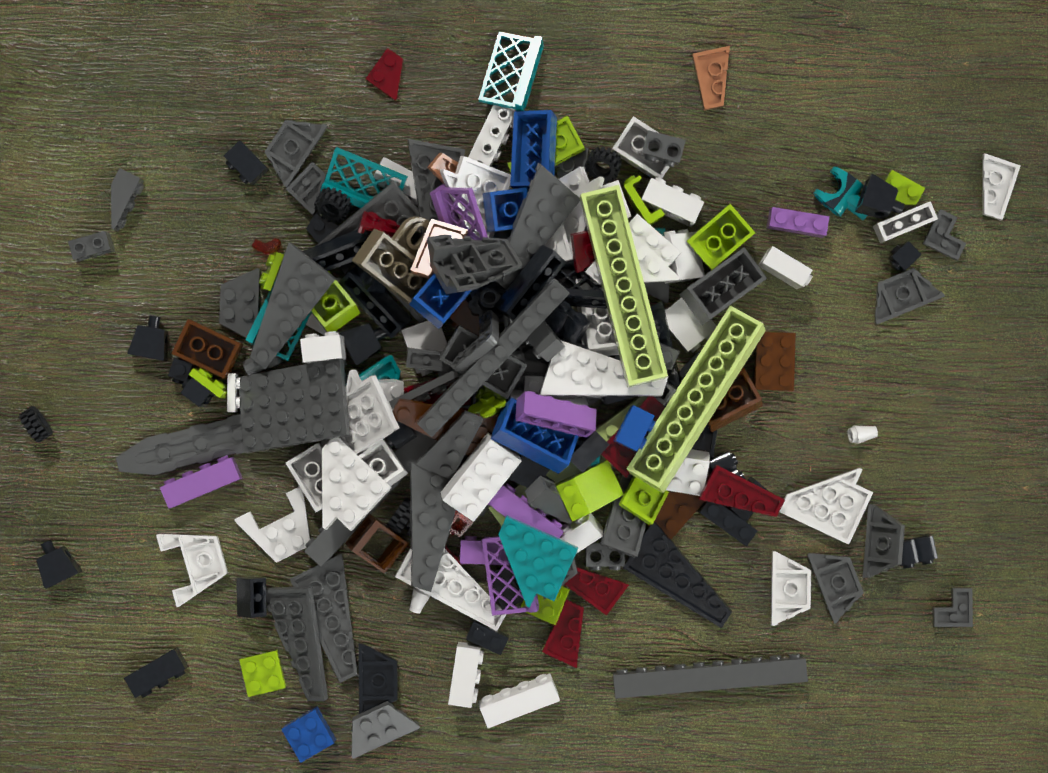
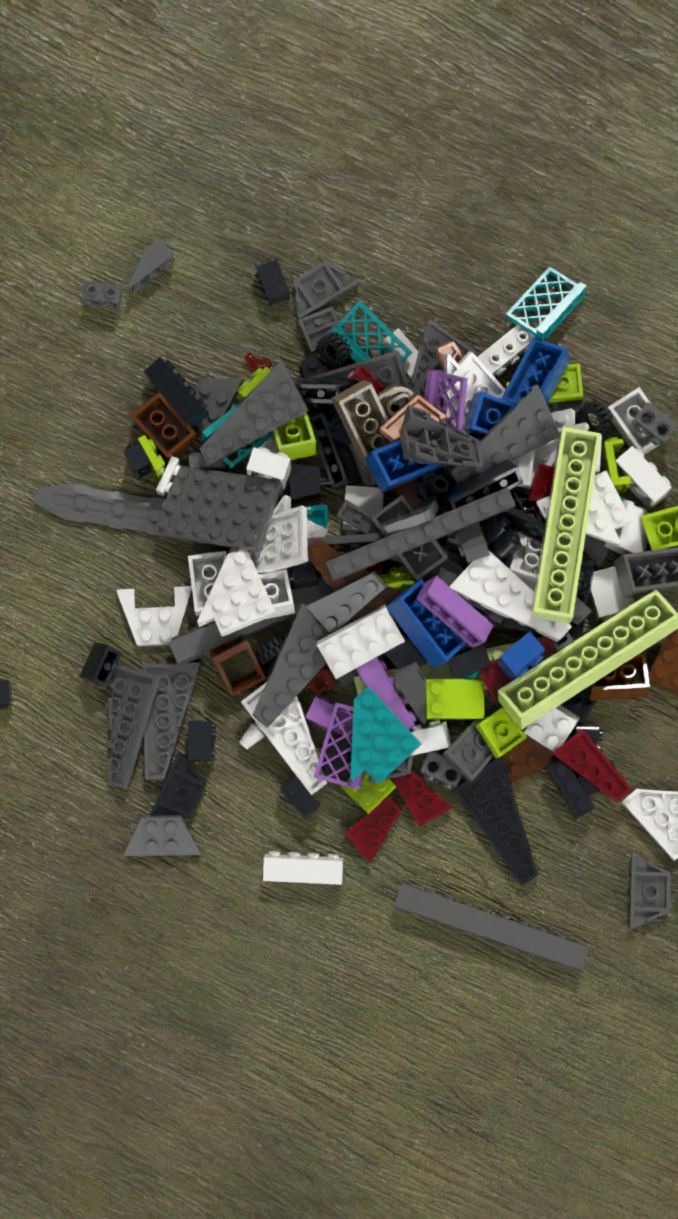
camera: 30 degrees right, 10 degrees down
(150, 341) = (115, 399): black torso -> none
(180, 370) = (130, 434): black brick -> none
(201, 482) = (102, 543): medium lavender brick -> none
(202, 559) = (71, 613): white wing -> none
(204, 310) = (176, 392): none -> black brick
(262, 673) = (77, 740): lime plate -> none
(308, 734) = (94, 814): blue brick -> none
(374, 625) = (200, 741): none -> black brick
(387, 74) = (433, 260): dark red wing -> none
(465, 675) = (264, 821): white brick -> none
(788, 588) = (601, 877): white wing -> none

